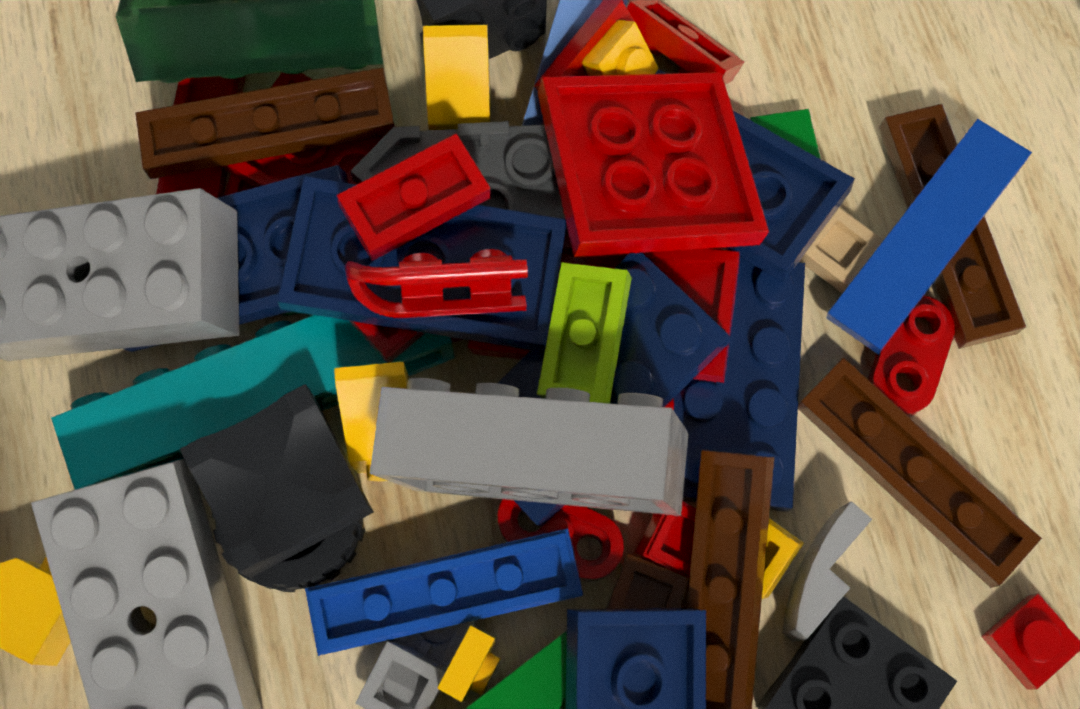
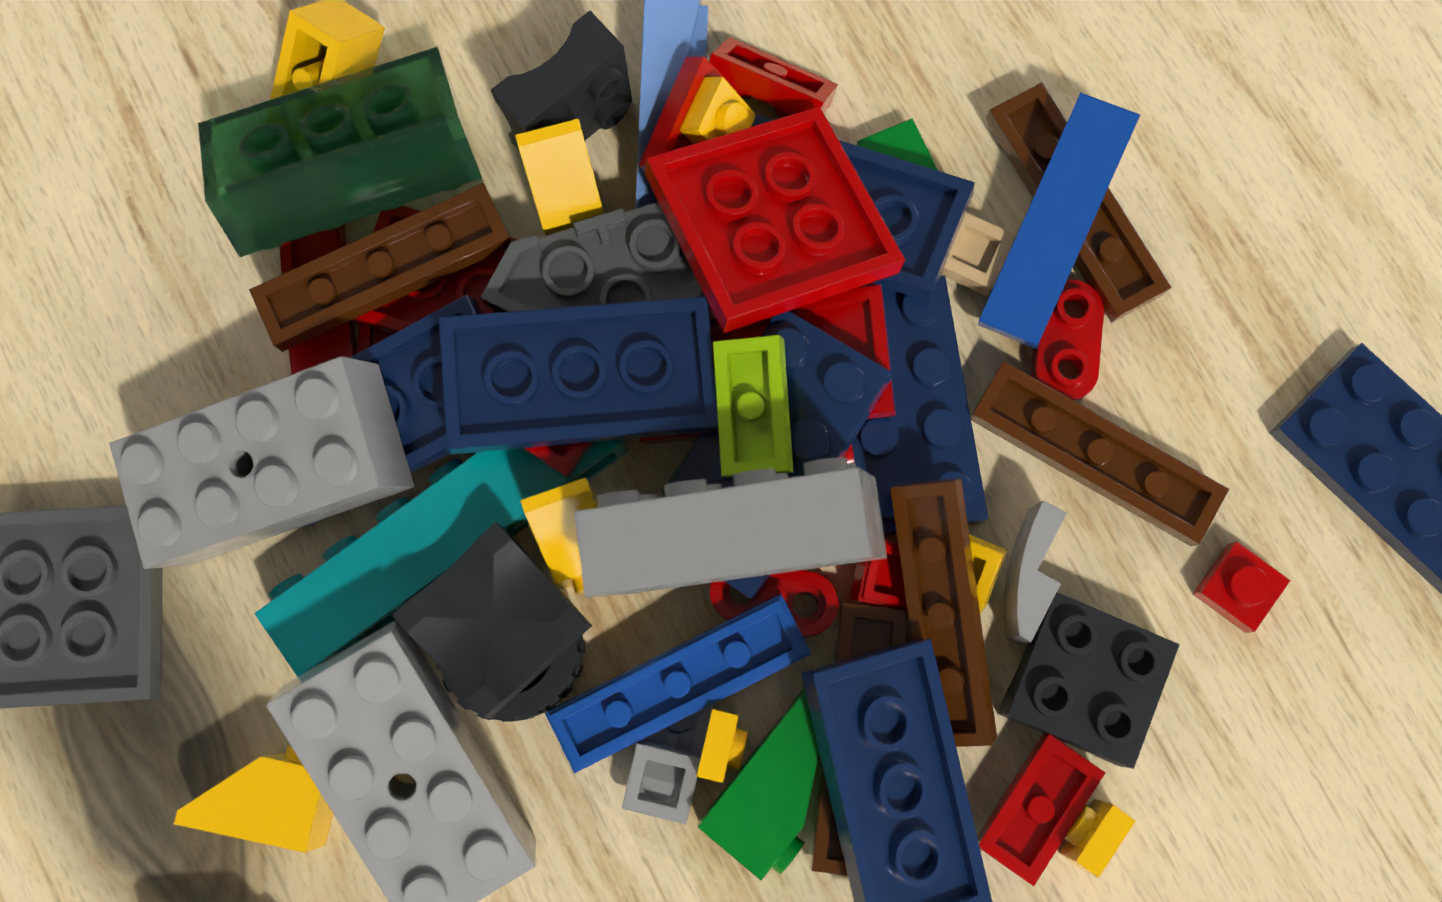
camera: 10 degrees left, 5 degrees up
(414, 196) = (553, 313): red plate -> none
(425, 277) = (584, 394): red piece -> none

